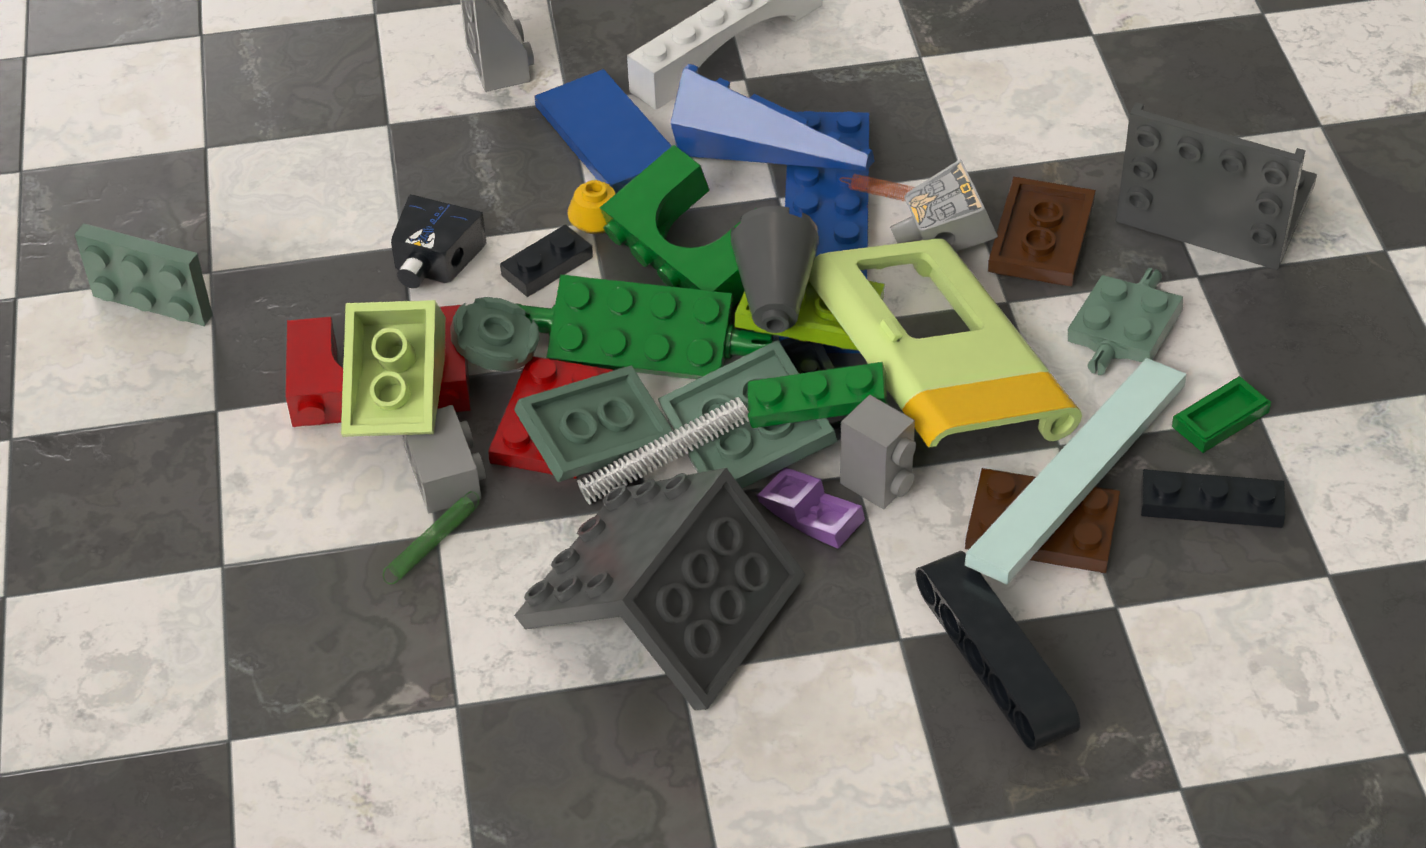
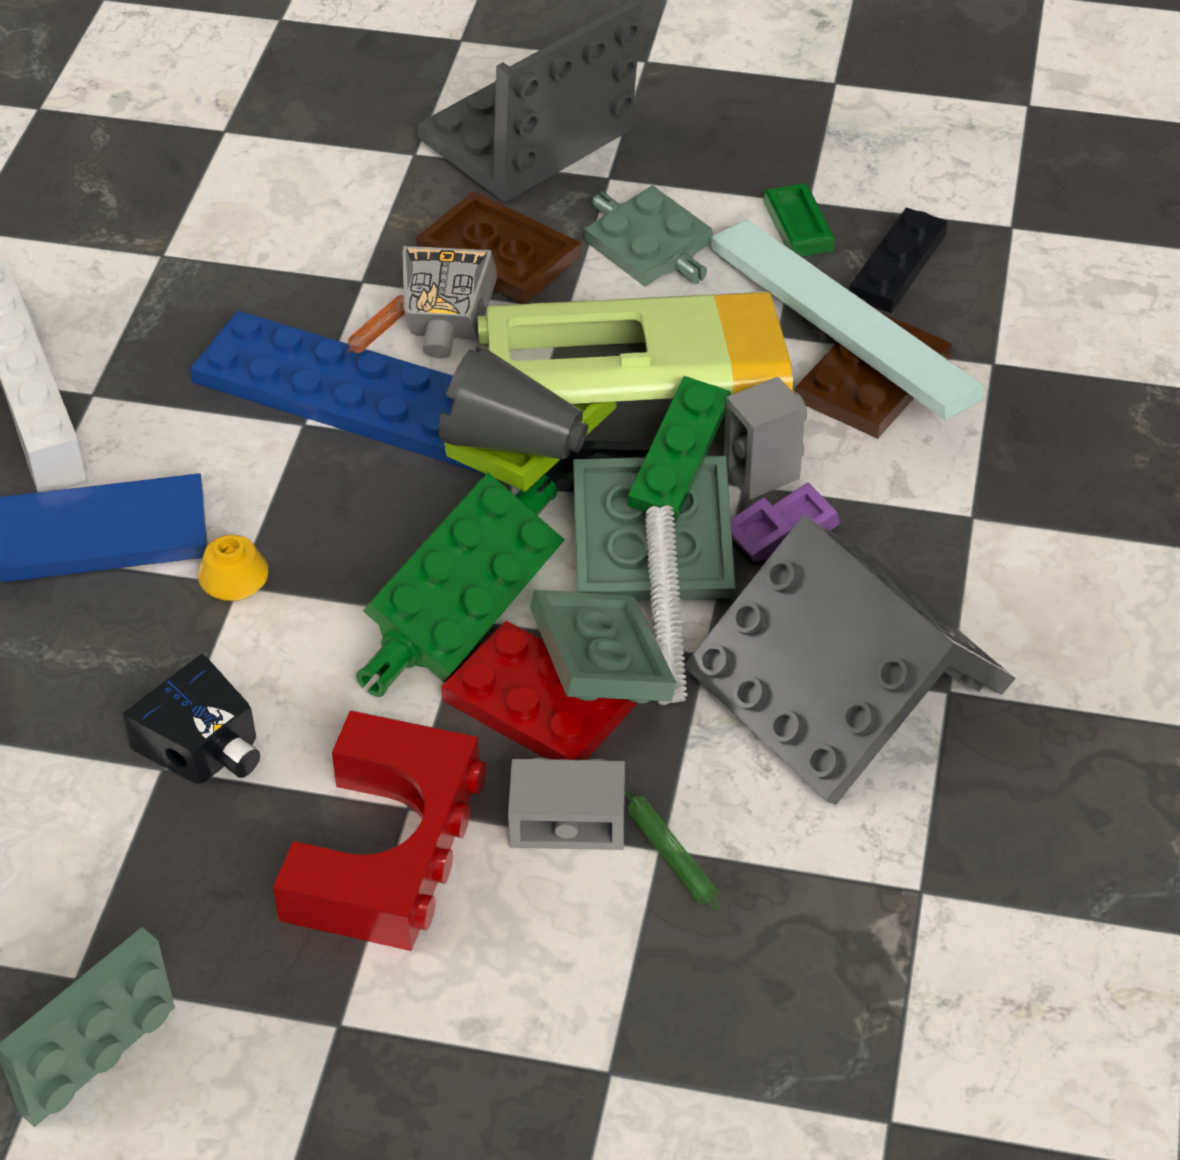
camera: 70 degrees left, 0 degrees up
(392, 368) = (450, 786): yellowish green slope -> none
(494, 334) = (415, 694): sand green tile -> none
(546, 260) = (284, 637): black plate -> none
(648, 208) = (300, 531): green arch -> none
(729, 126) = (204, 406): wedge -> none
(998, 651) = (1027, 446): black beam -> none

